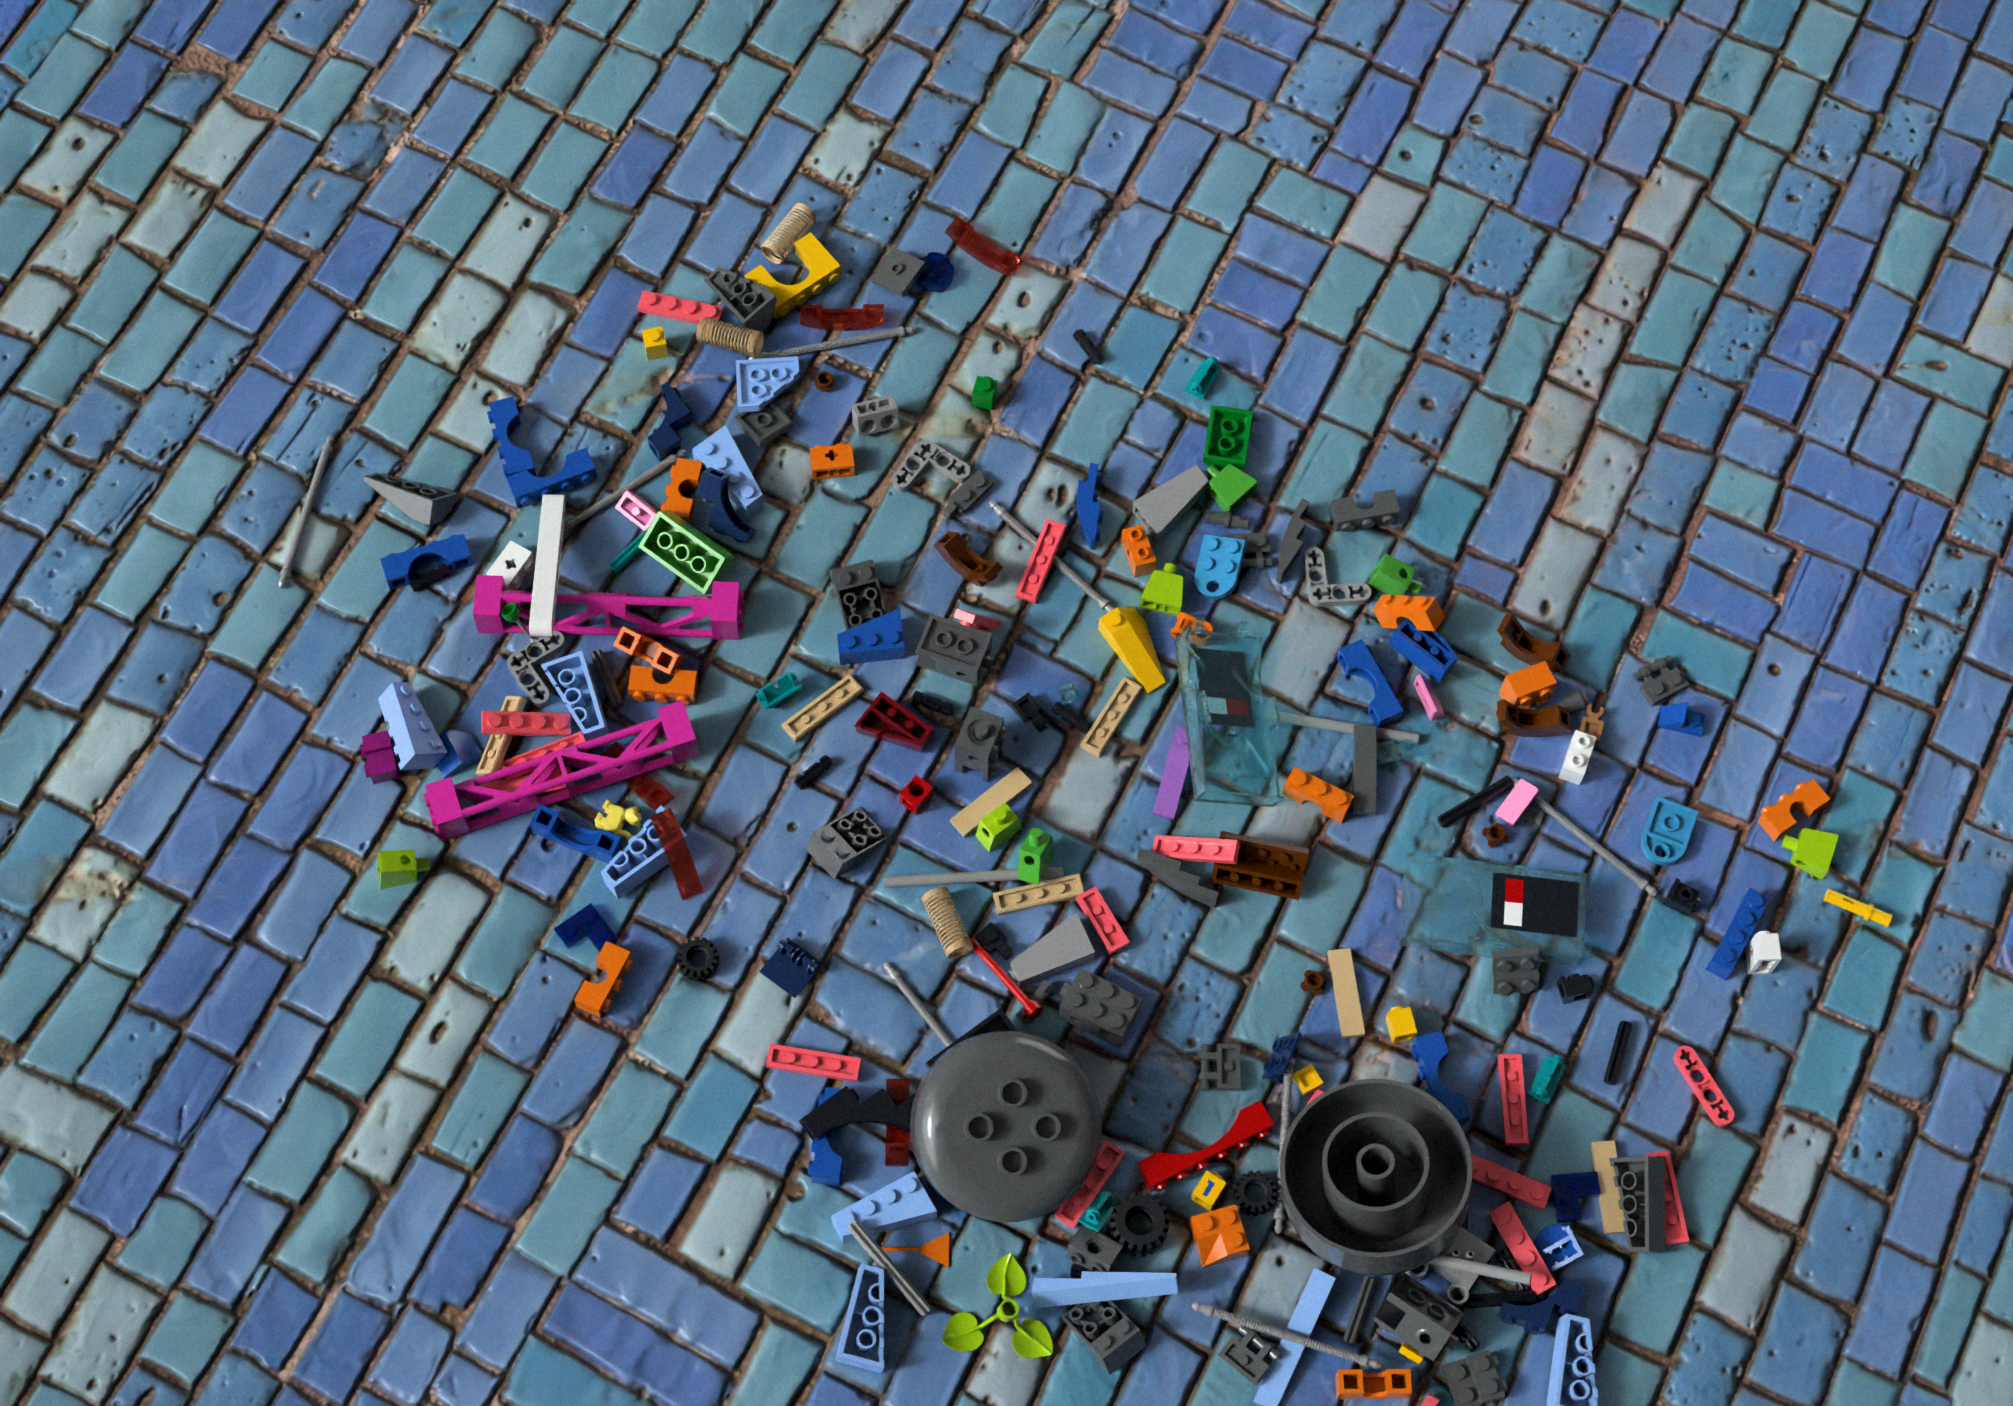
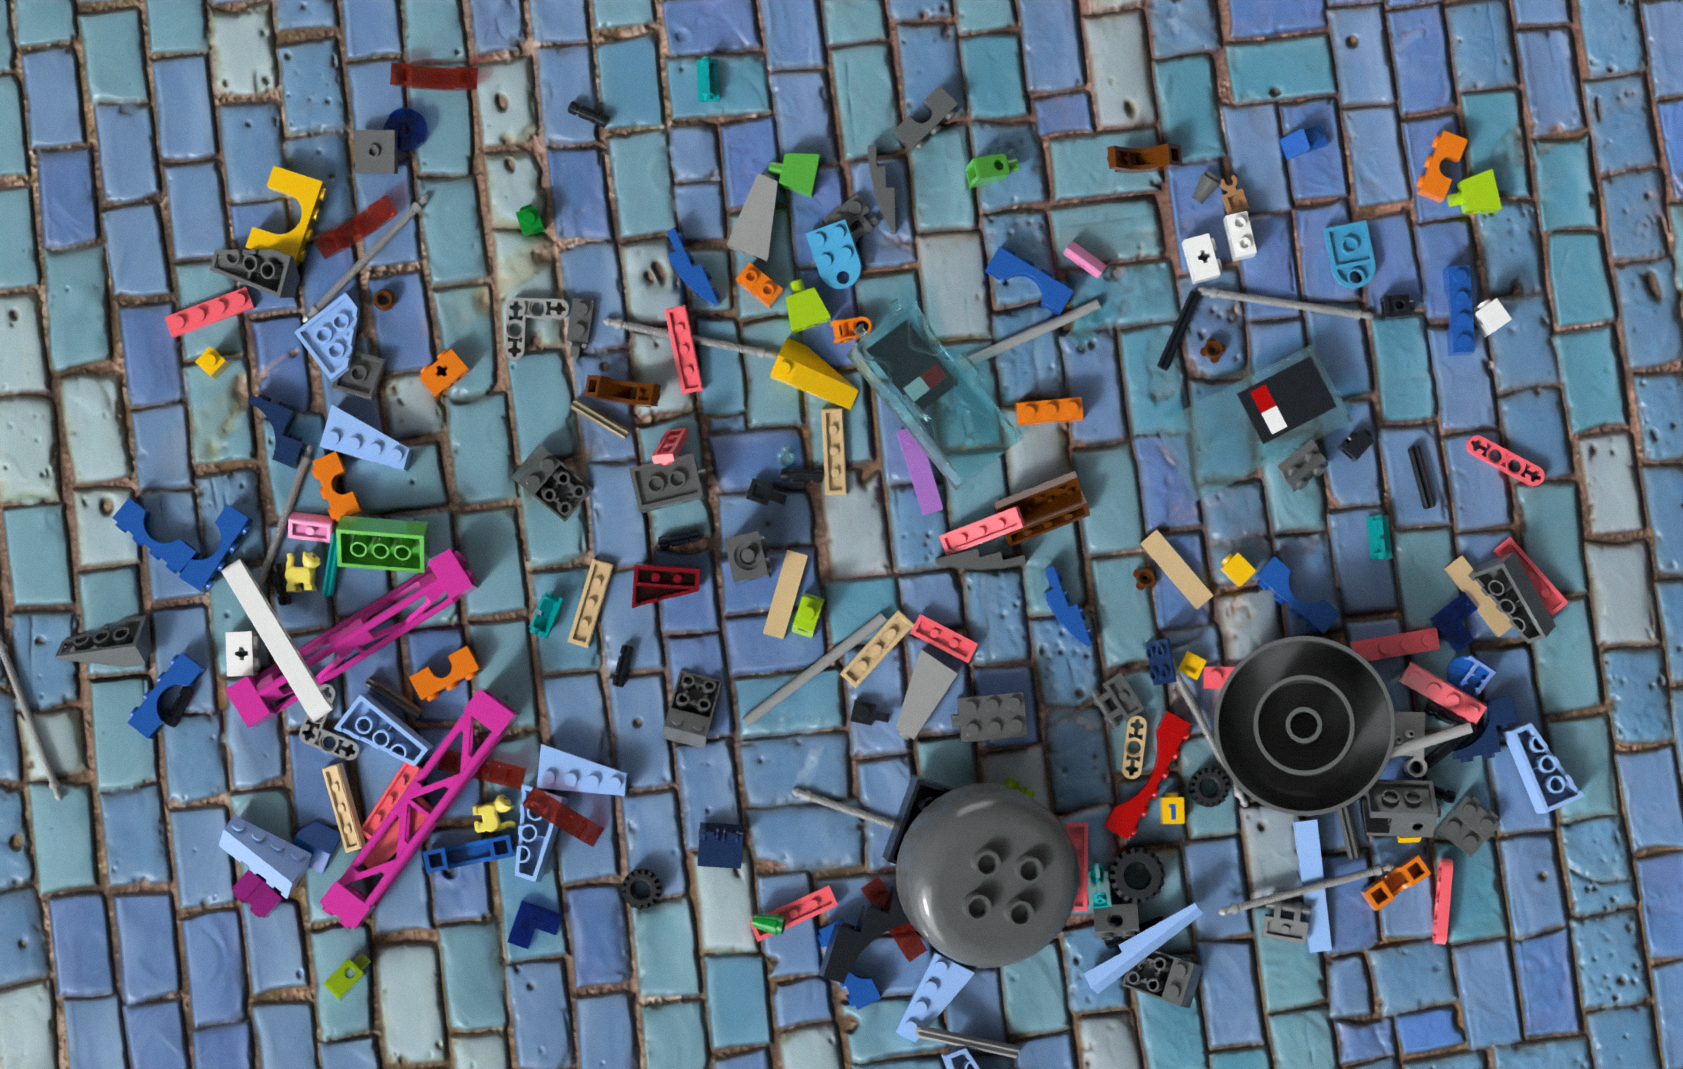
camera: 30 degrees left, 20 degrees up
(511, 614) = (280, 700): green hinge -> none
(525, 723) = (358, 786): coral plate -> none
(583, 537) = (280, 581): none -> black axle
(597, 997) = (578, 938): orange arch -> none
(603, 539) = (301, 575): none -> light yellow animal
(649, 650) = (399, 652): orange arch -> none
(714, 832) = (573, 773): none -> light blue wedge
(724, 520) = (391, 489): dark blue arch -> none
(755, 335) = (254, 318): tan piece -> none
(787, 1053) = (769, 923): none -> green cone
(789, 233) = (248, 202): tan piece -> none
(873, 641) = (593, 517): blue wedge -> none
(875, 415) = (452, 307): light grey brick -> none
(912, 802) = (725, 639): red brick -> none
(934, 573) = (600, 419): none -> dark tan axle
(936, 1249) = (989, 997): orange piece -> none
(957, 944) = (825, 730): tan piece -> none
(1008, 1279) = (1110, 1017): lime plant -> none
(1032, 1008) = (938, 755): red piece -> none
(1037, 848) = (856, 619): bright green torso -> none
(1040, 995) = (934, 744): dark grey pin -> none
(1215, 1100) = (1141, 731): none -> tan beam
(1219, 1236) = (1204, 841): orange slope -> none
(1223, 963) = (1070, 617): none -> blue slope
(1226, 519) = (814, 205): dark grey pin -> none
(1227, 437) = (765, 124): green slope -> none
(1323, 588) = (933, 214): light grey beam -> none
(1364, 769) = (1072, 363): dark grey slope -> none
(1421, 610) = (1036, 194): orange arch -> none
(1424, 650) = (1053, 218): blue wedge -> none
(1513, 1100) = (1363, 573): coral plate -> none
(1517, 802) = (1214, 309): bright pink slope -> none
(1528, 766) = (1199, 270): none -> white brick
(1529, 686) = (1165, 198): orange slope -> none
(1533, 723) = (1184, 226): reddish brown arch -> none
(1664, 686) = (1271, 119): dark grey plate -> none
(1857, 907) = (1545, 220): yellow pin -> none

